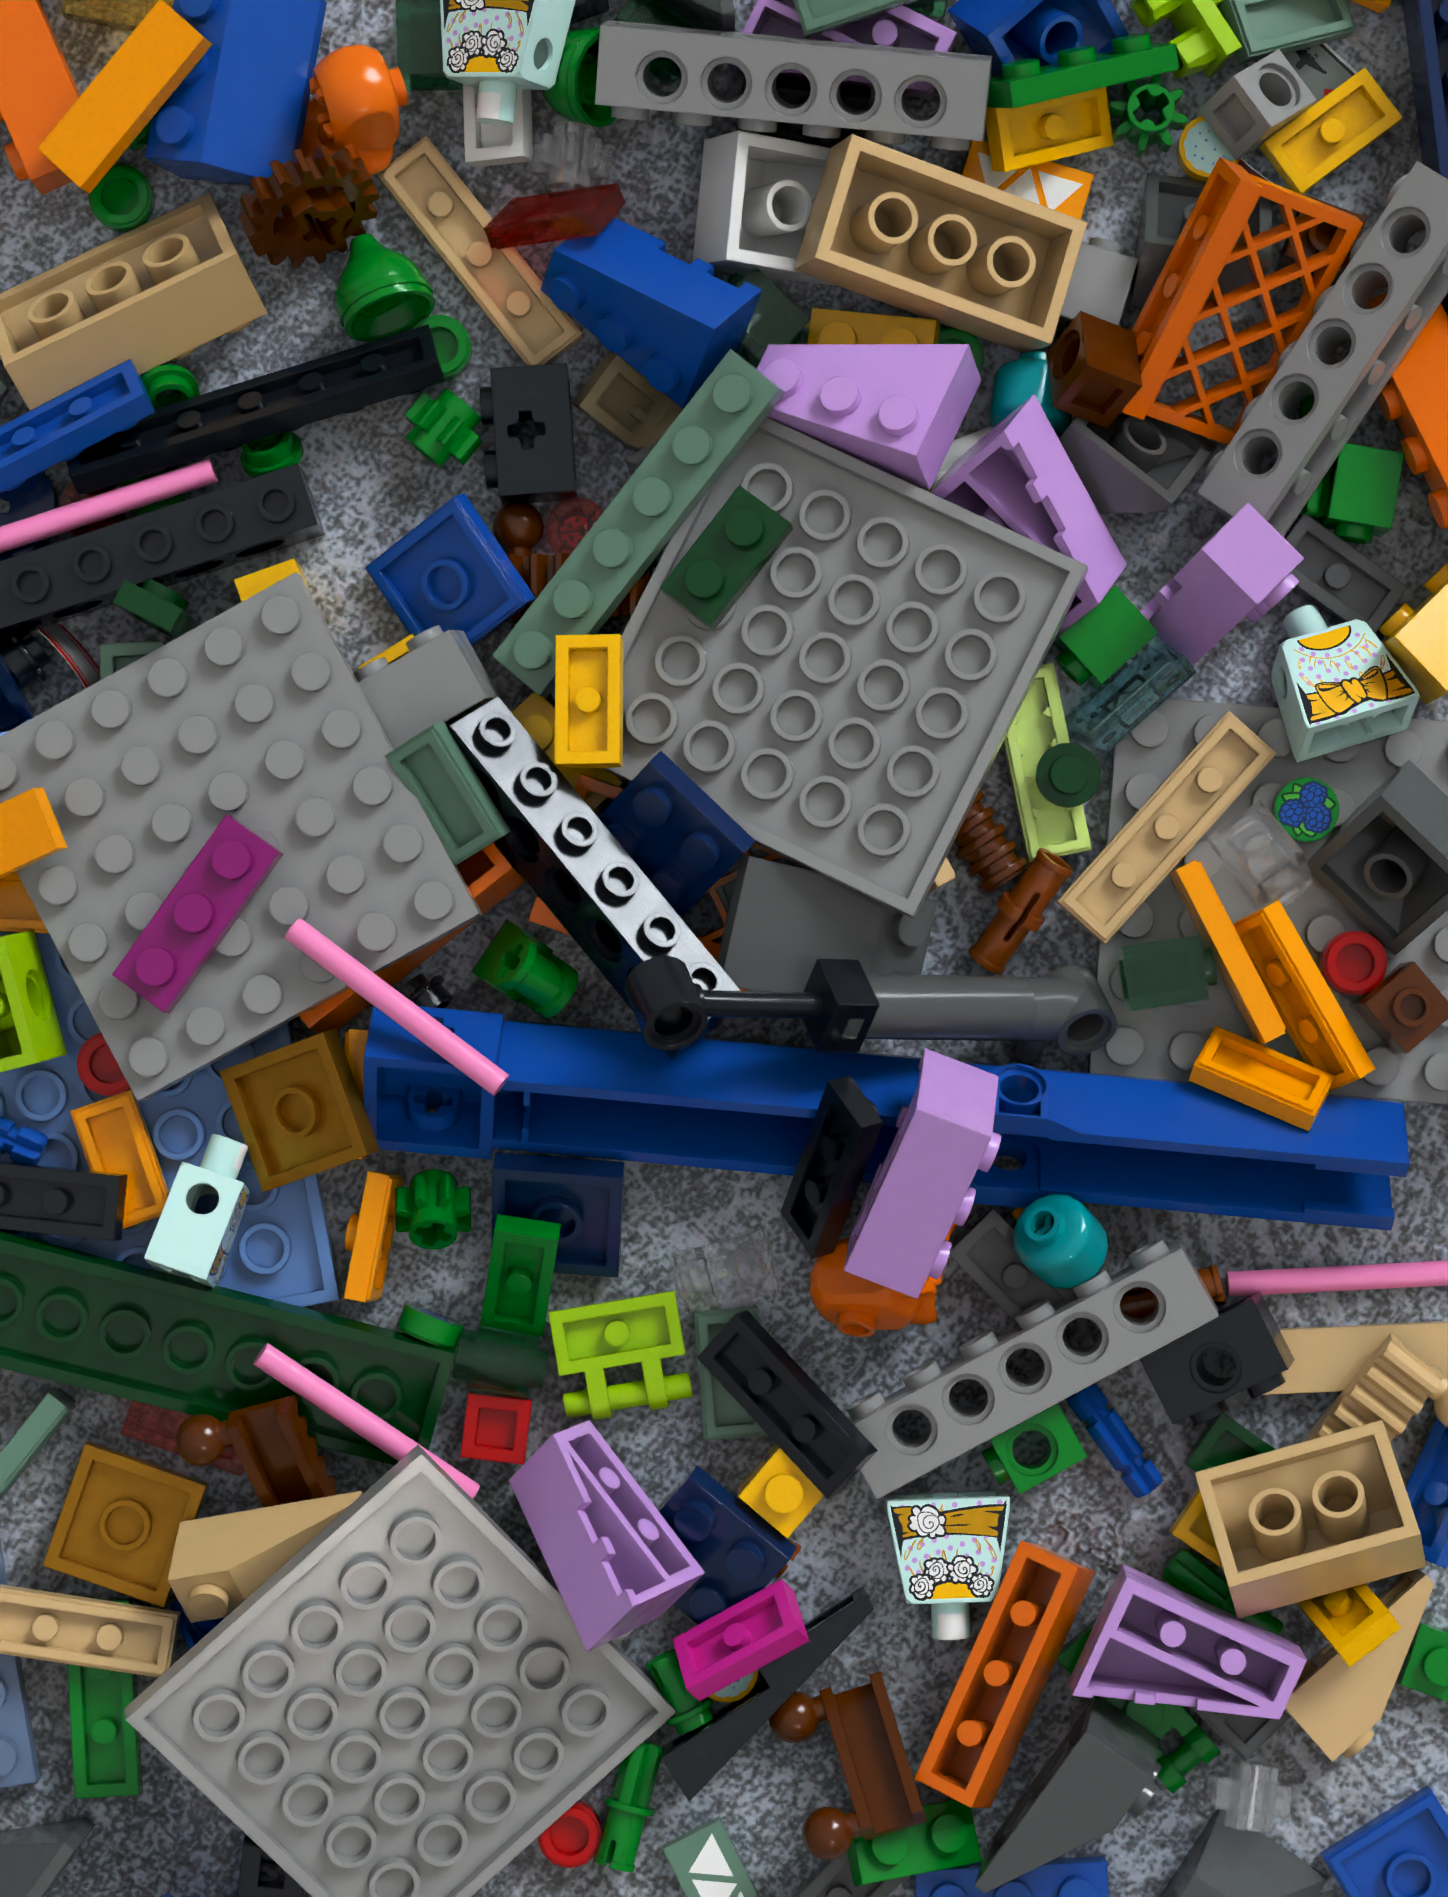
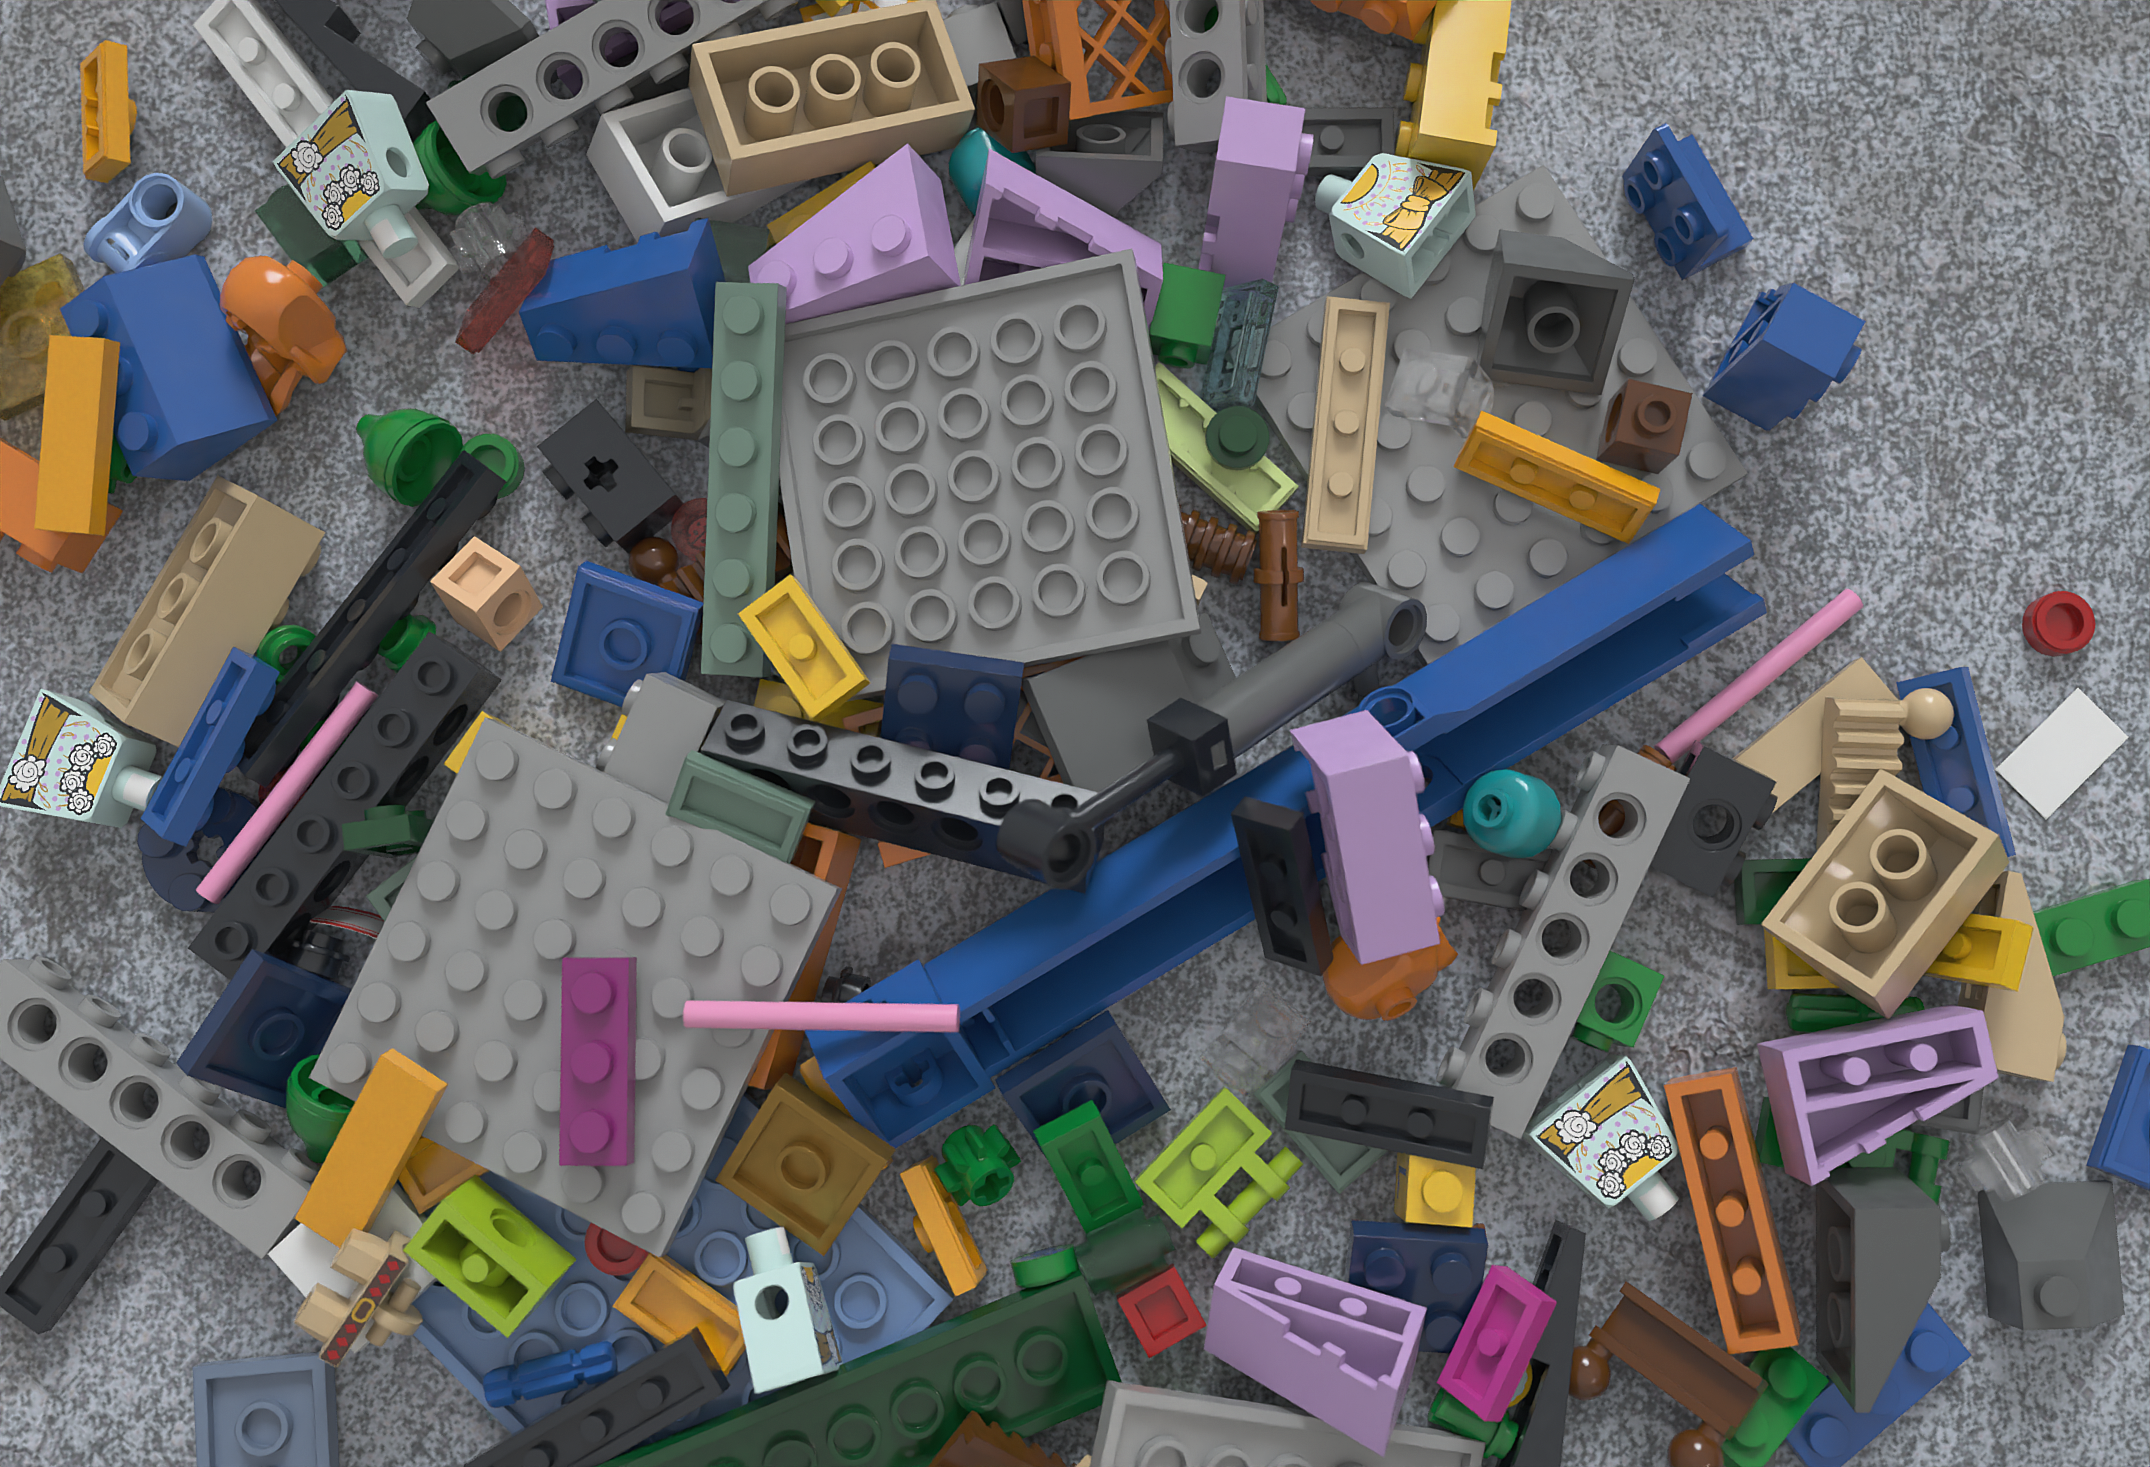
camera: 30 degrees left, 5 degrees down
(122, 199) = (147, 529): green tile -> none
(308, 206) = (303, 392): reddish brown gear -> none
(348, 1411) = (1036, 1390): bright pink bar -> none
(364, 462) = (487, 593): none -> light nougat brick
(443, 428) = (534, 523): green gear -> none
(493, 277) = (489, 380): tan tile -> none
(526, 971) = (914, 911): green piece -> none
(726, 557) = (834, 454): dark green plate -> none
(1115, 1440) = (1675, 948): blue axle -> none
(1165, 973) = (1432, 537): clear green brick -> none
(1228, 952) = (1470, 484): light orange tile -> none
(1262, 1078) = (1575, 563): light orange tile -> none
(1306, 809) = (1445, 328): tile -> none
(1353, 963) = (1575, 421): red tile -> none
(1362, 493) = (1305, 59): green brick -> none

